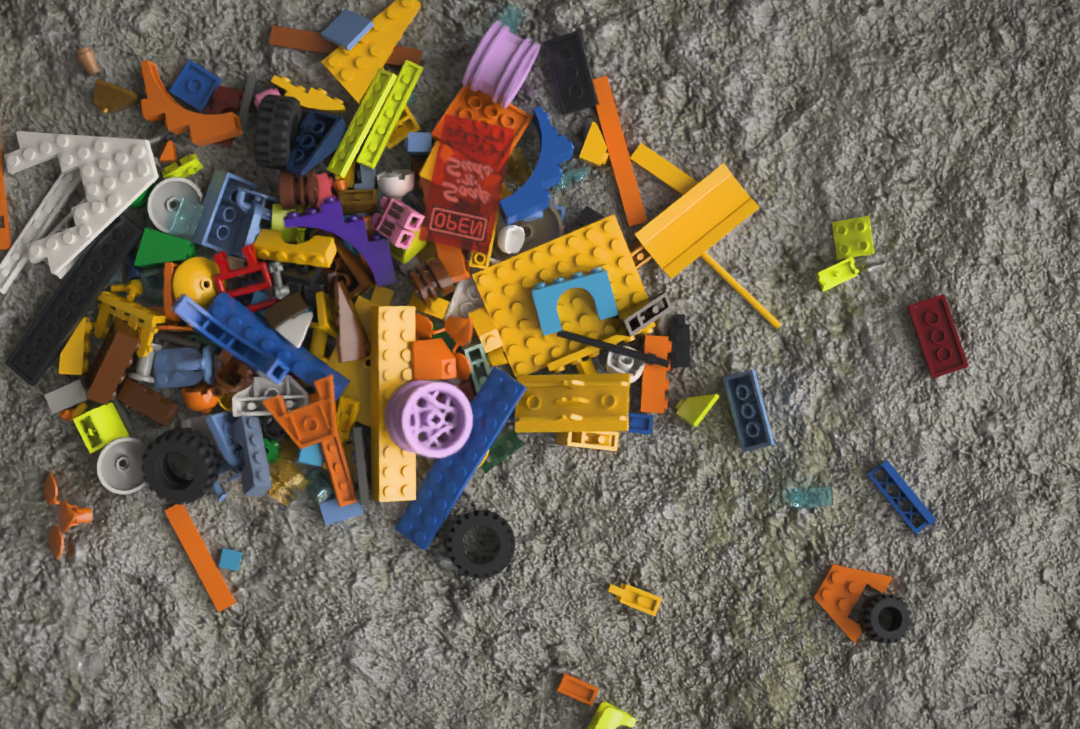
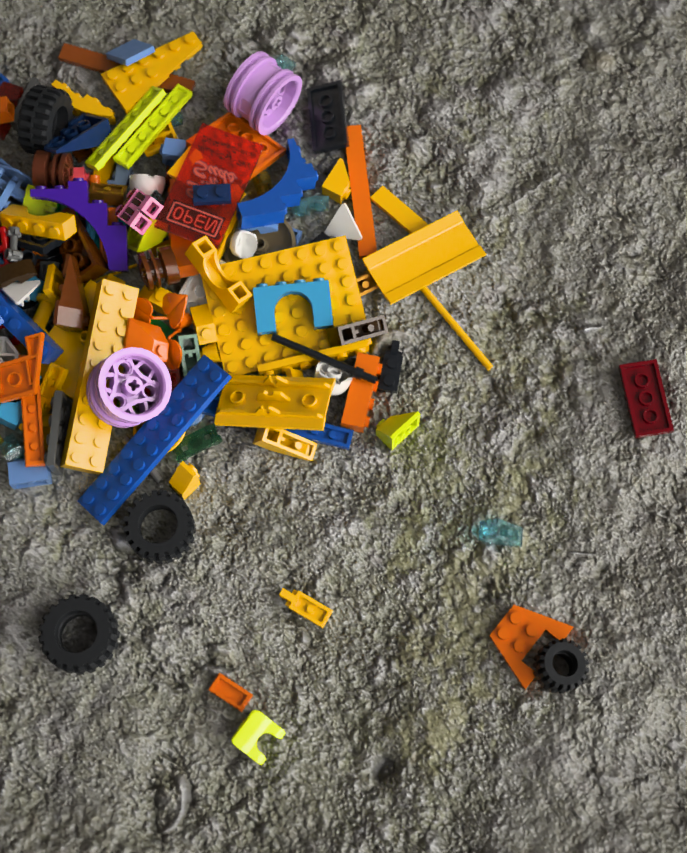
camera: 10 degrees right, 15 degrees down
(425, 686) = (55, 623): none -> black tyre
(471, 195) = (211, 194): none -> dark blue plate
(496, 493) = (185, 480): none -> yellow slope
(508, 297) = (229, 291): none -> yellow arch
(608, 196) = (343, 225): none -> white piece
(748, 410) = (448, 437): medium blue slope -> none
(837, 274) = (553, 326): neon yellow hinge -> none
(853, 237) = (573, 296): neon yellow hinge -> none
(906, 491) = (599, 545): blue fence -> none

